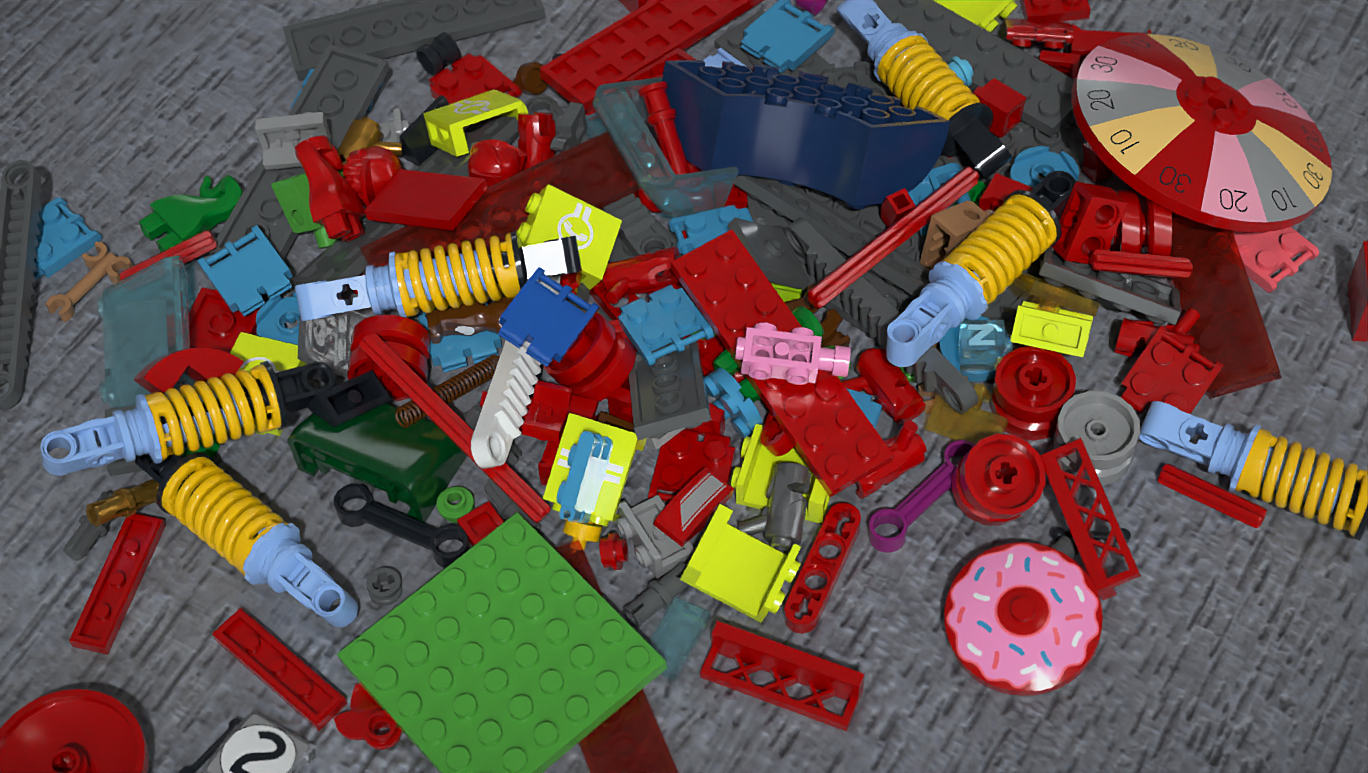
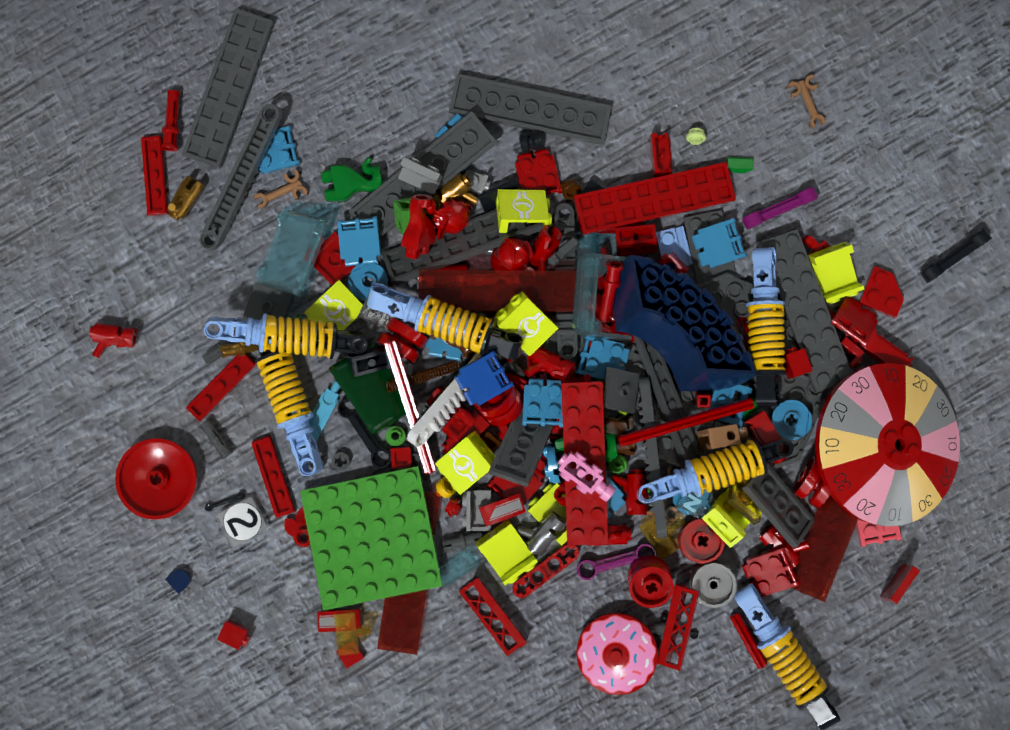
camera: 25 degrees right, 30 degrees up
(148, 660) = (216, 439): none -> dark grey pin
(187, 250) = (325, 205): red axle -> none
(195, 362) = (308, 300): red brick -> none
(314, 527) = (324, 409): none -> medium azure piece
(426, 199) = (466, 259): red tile -> none
(585, 478) = (453, 478): dark azure plate -> none
(962, 69) = (790, 330): medium azure plate -> none
(1089, 221) = (786, 474): red brick -> none
(1141, 264) = (799, 505): red axle -> none

